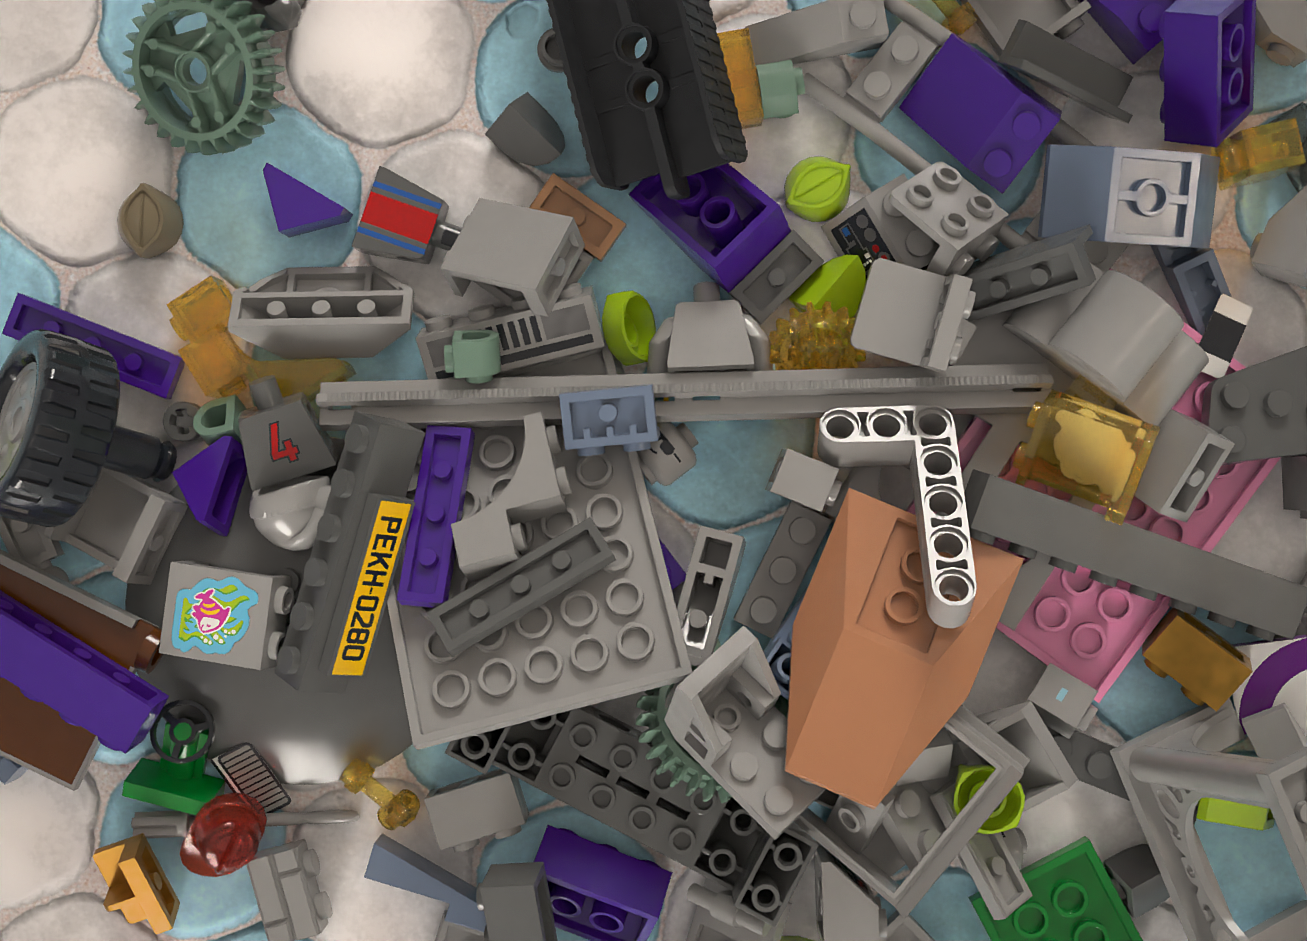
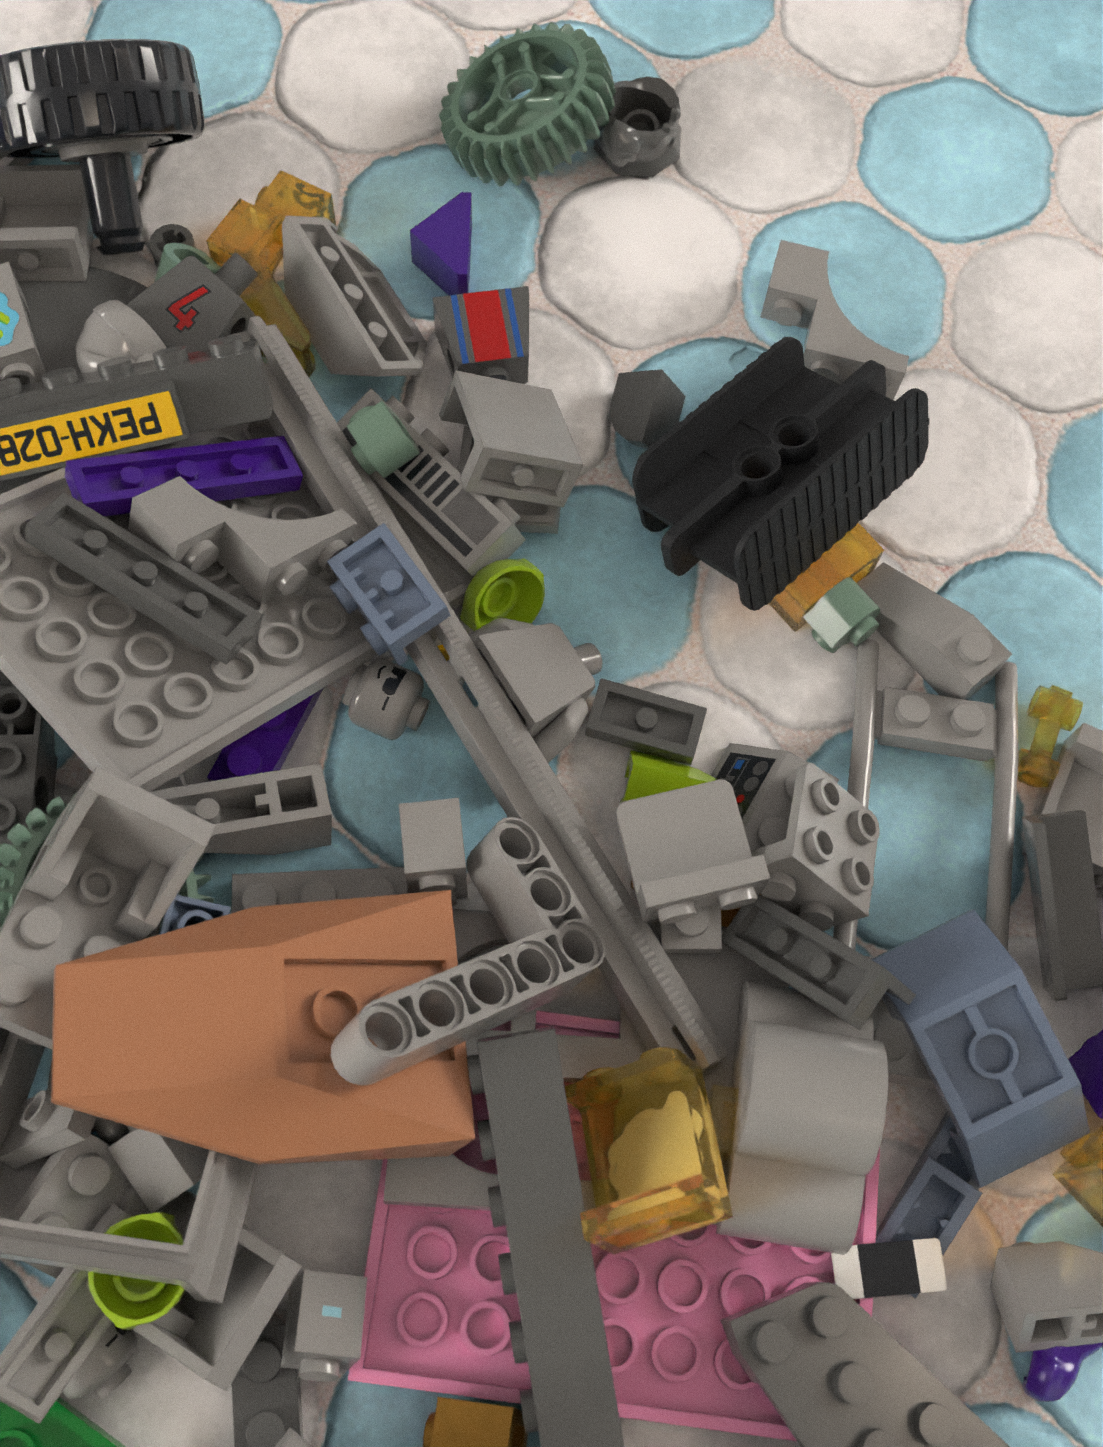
camera: 55 degrees right, 20 degrees down
(137, 361) = (210, 158): dark purple plate -> none
(149, 221) = (357, 138): dark tan hat -> none
(214, 483) = (108, 274): dark purple slope -> none
(596, 224) = (589, 508): medium nougat plate -> none
(721, 225) = (670, 628): dark purple slope -> none
(815, 340) = (600, 782): clear yellow gear -> none
(817, 188) = (766, 716): lime hat -> none
(980, 112) = (955, 838): dark purple slope -> none
(1181, 465) = (701, 1289): light grey brick -> none

